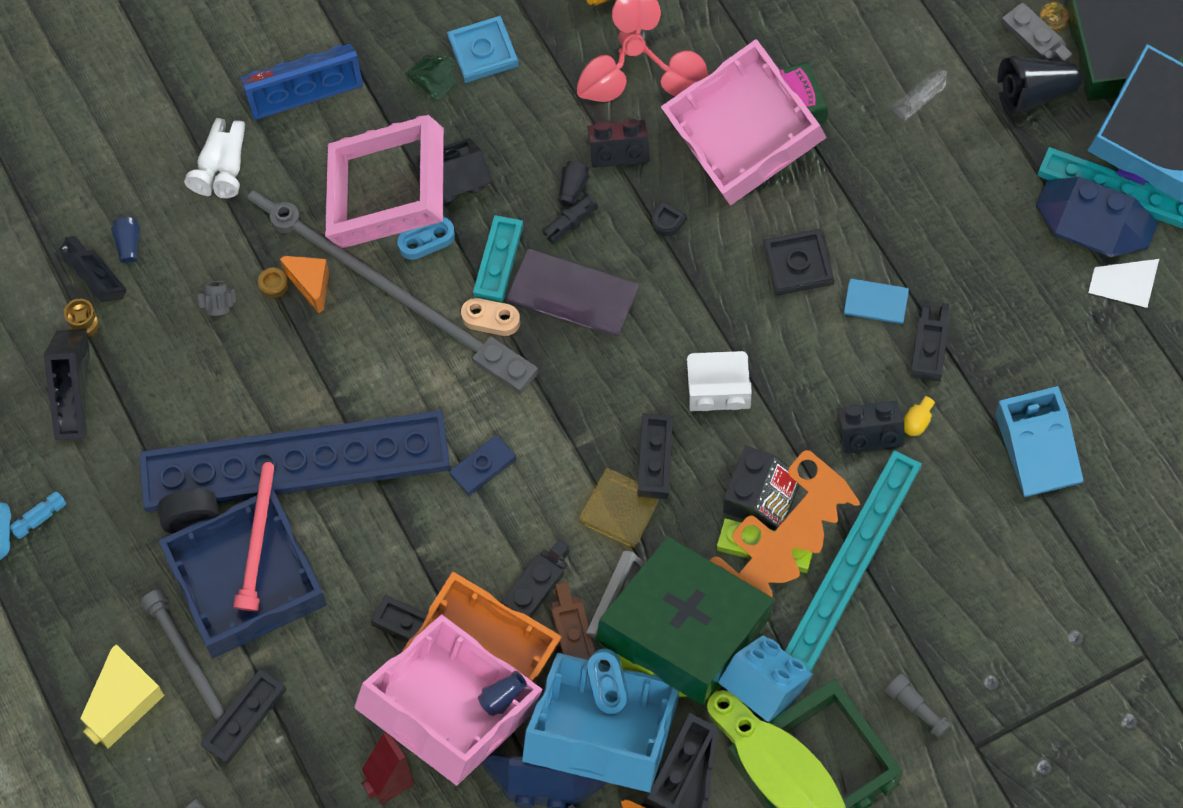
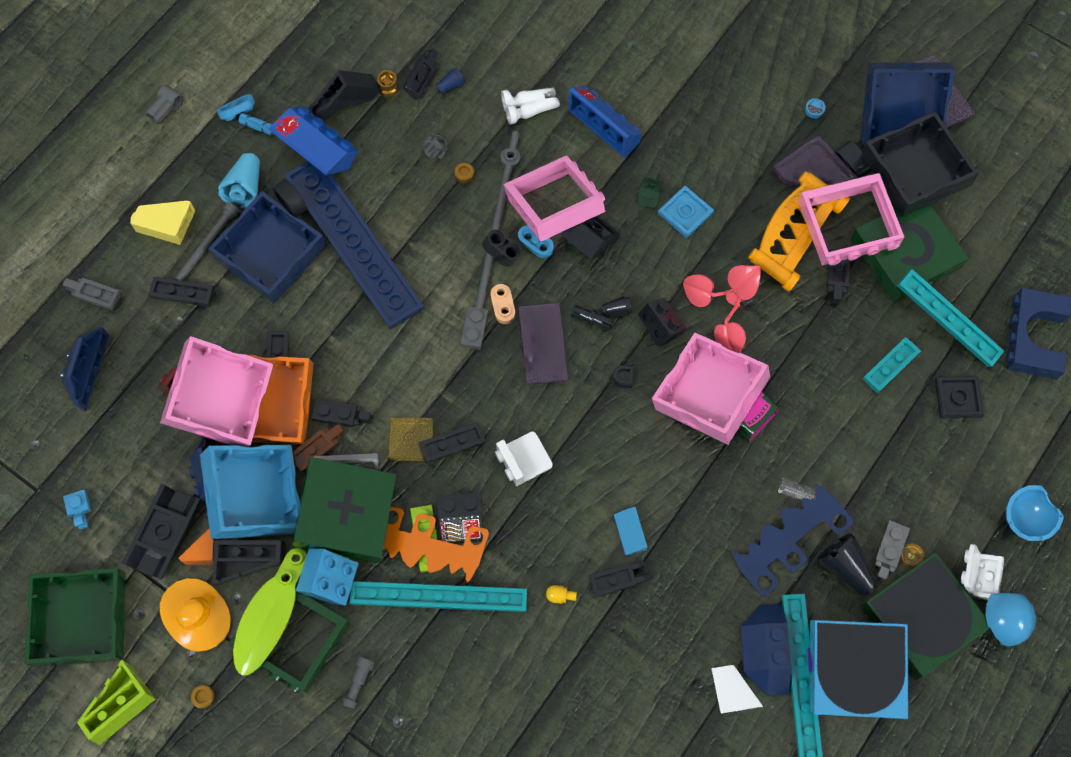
camera: 60 degrees right, 5 degrees up
(117, 442) = (314, 140): none -> blue slope
(124, 565) = (241, 182): none -> medium azure cone
(247, 596) = (252, 257): coral piece -> none
(309, 277) = (473, 191): orange slope -> none
(415, 279) = (499, 250): none -> black beam
(482, 465) = (401, 346): dark blue plate -> none
(498, 259) = (543, 289): teal plate -> none
(500, 694) = (235, 421): dark blue cone -> none
(605, 680) = (282, 482): dark azure plate -> none
(798, 262) = (635, 469): black tile -> none
(871, 427) = (539, 566): black bracket -> none
(973, 143) = (779, 543): none -> dark blue piece
(1039, 441) = (577, 682): dark azure slope -> none

